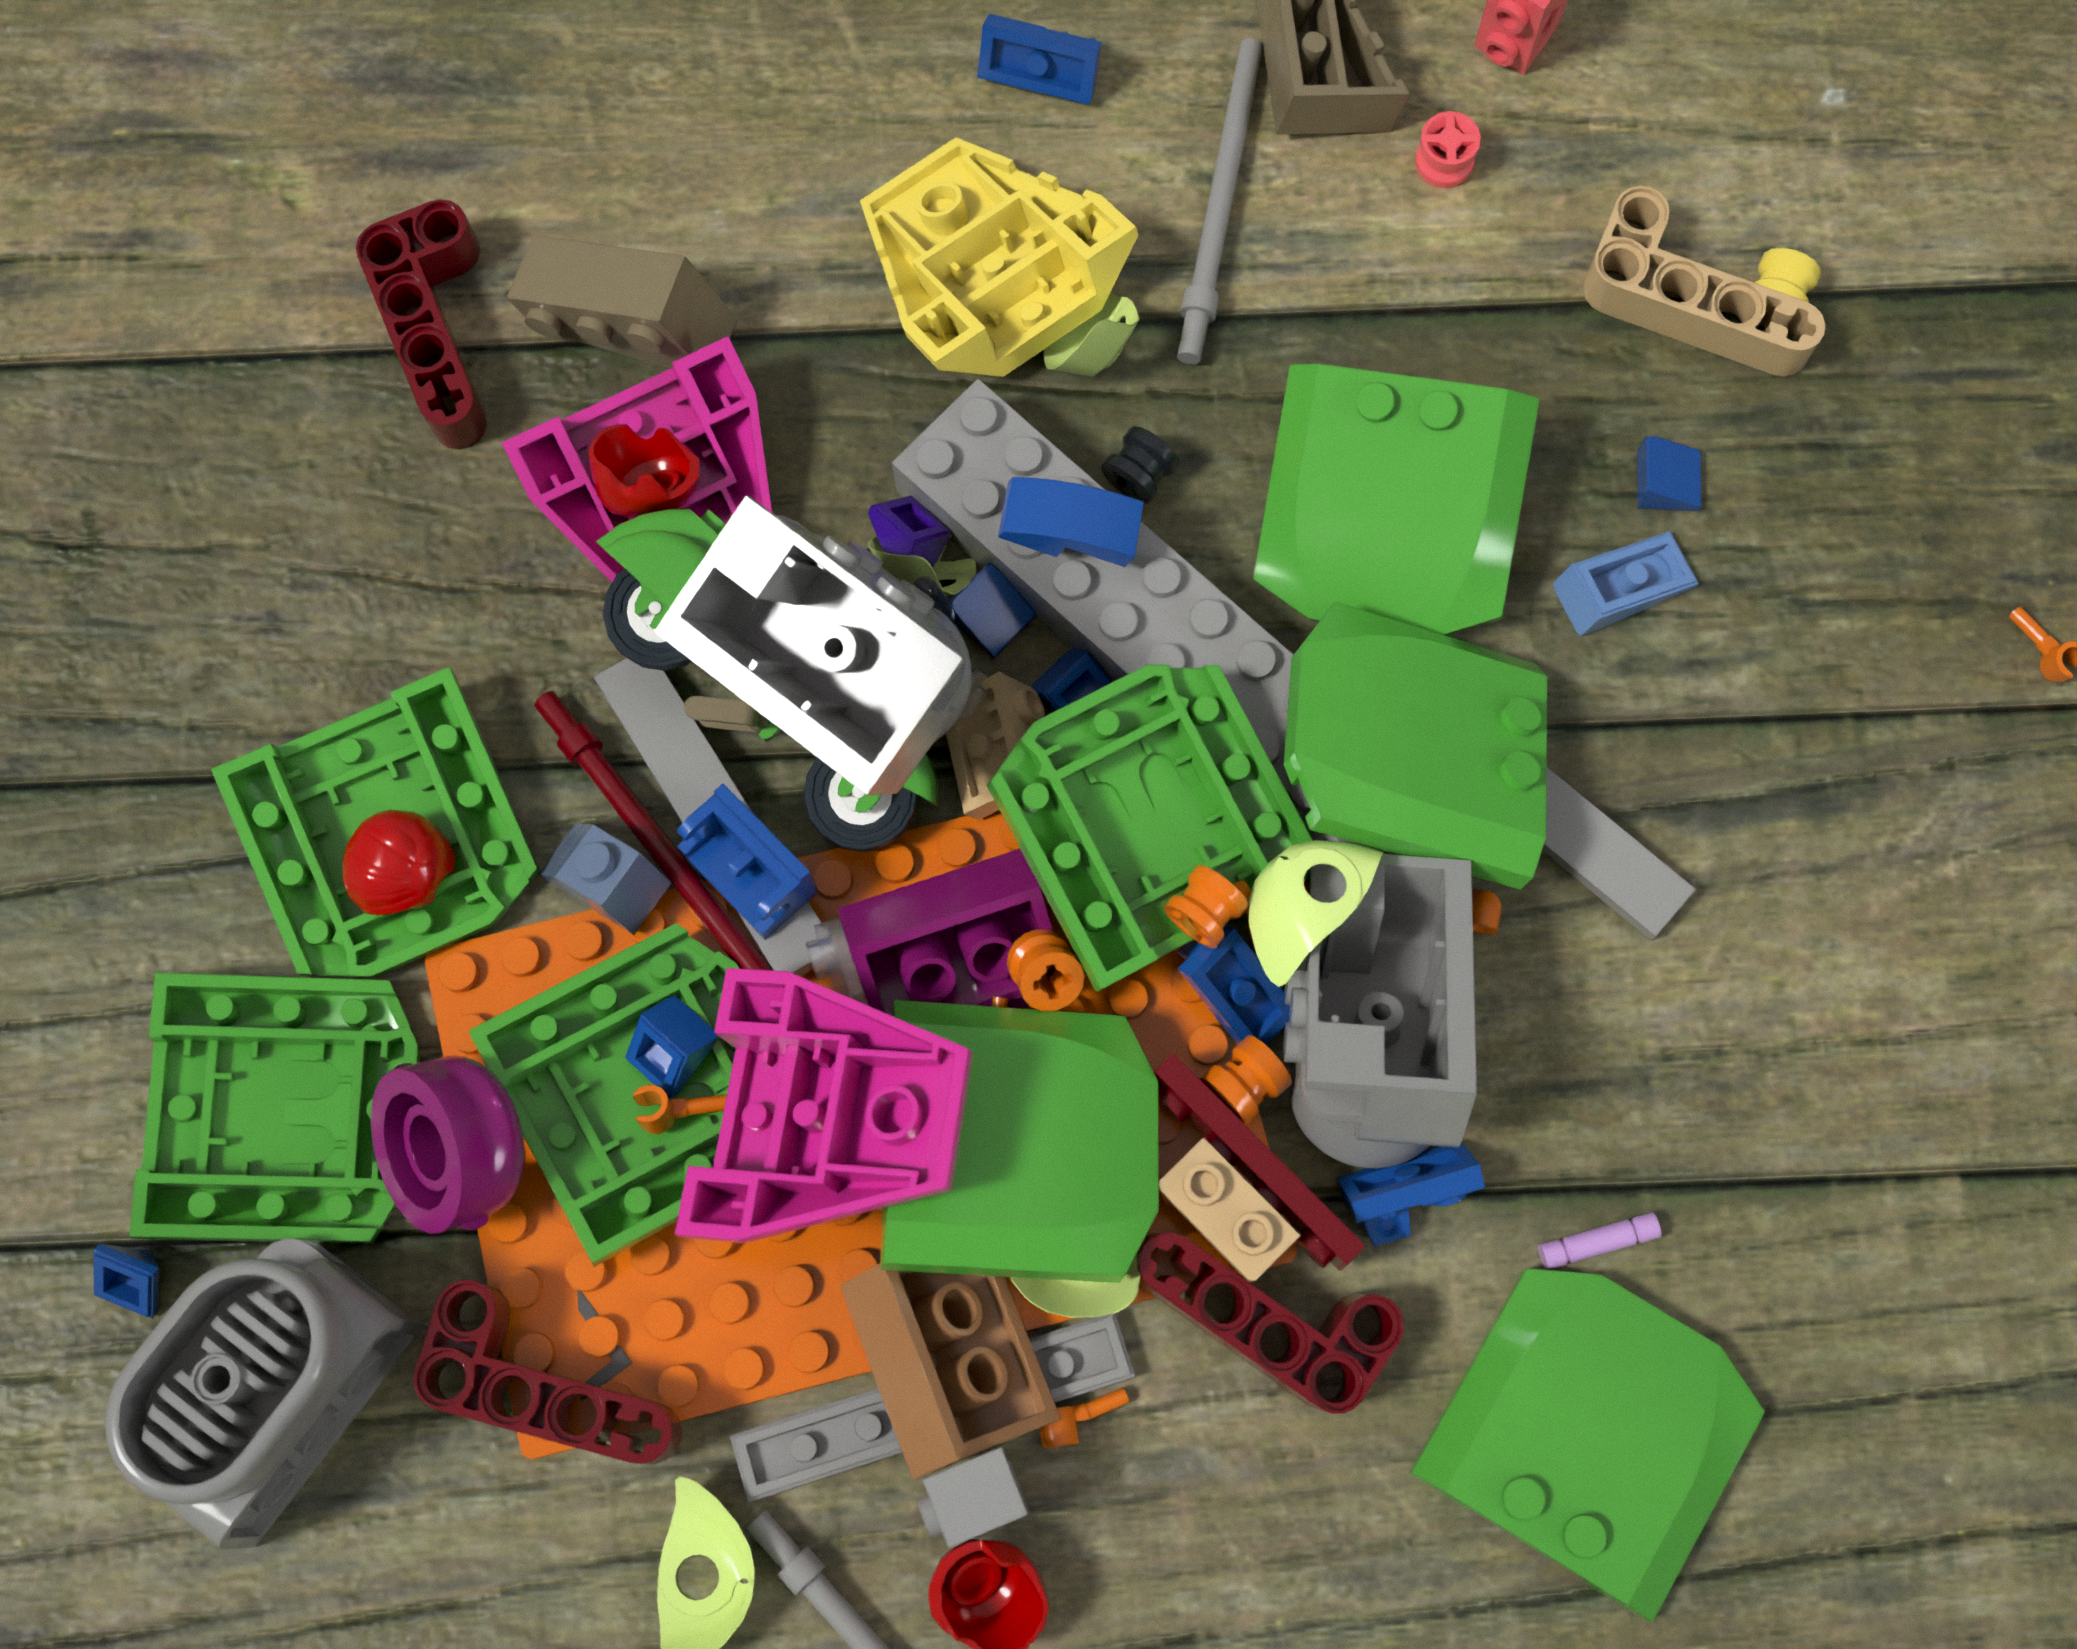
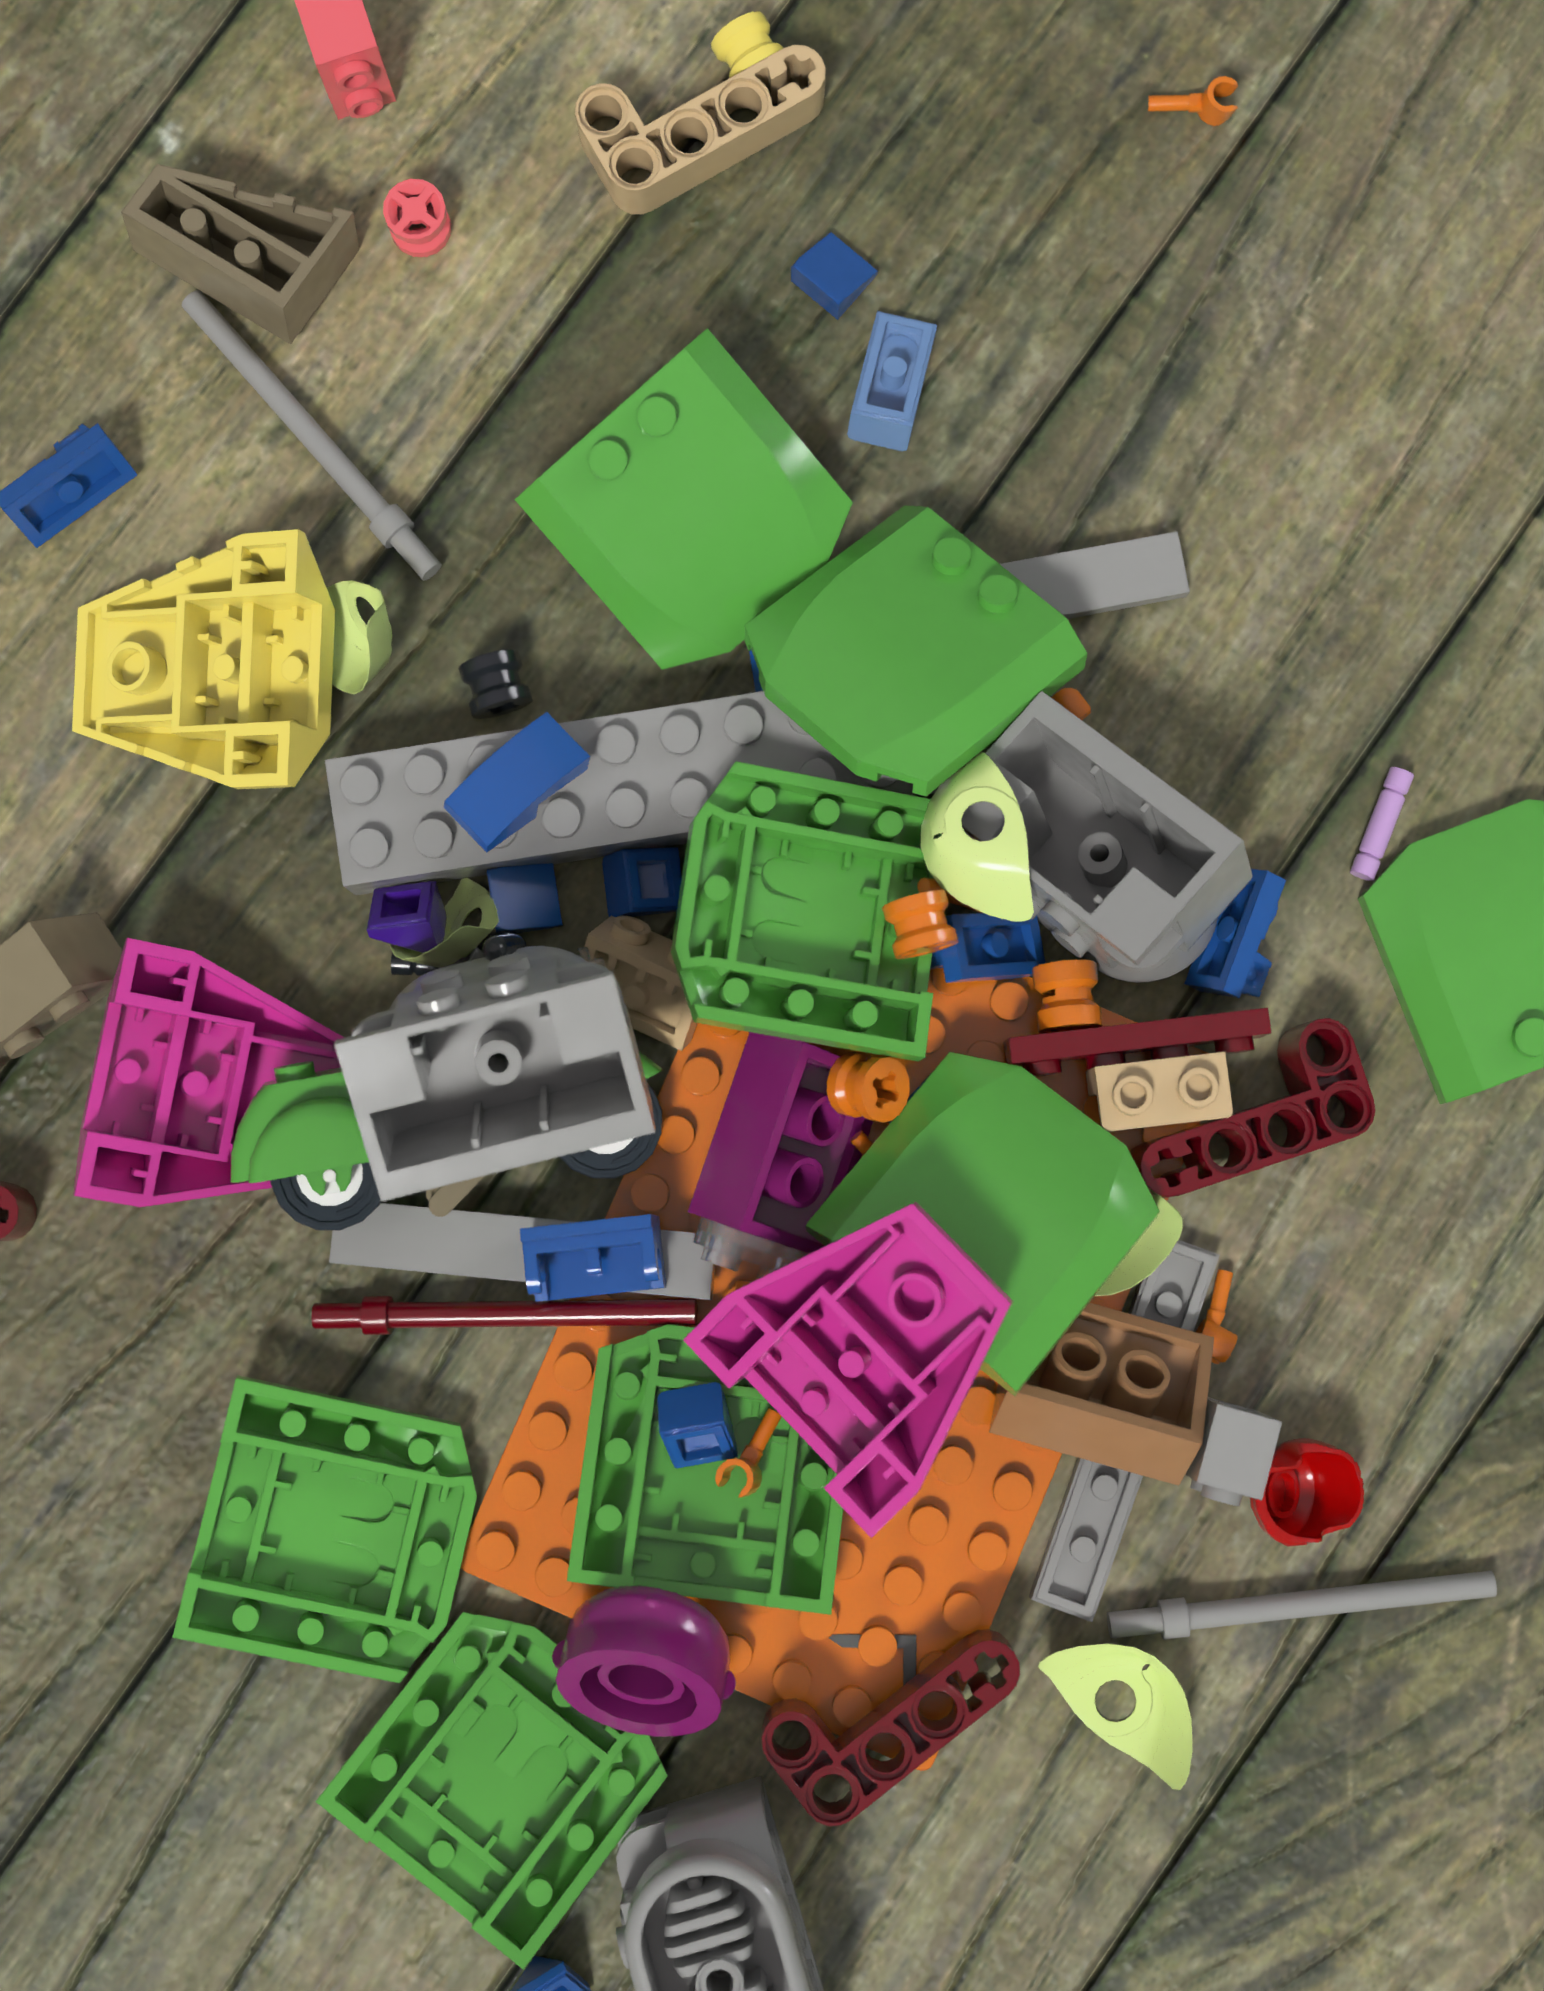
camera: 55 degrees left, 10 degrees up
(396, 862) = (371, 1539): red hair -> none
(606, 876) = (509, 1378): sand blue slope -> none
(641, 473) = (192, 1097): red hair -> none

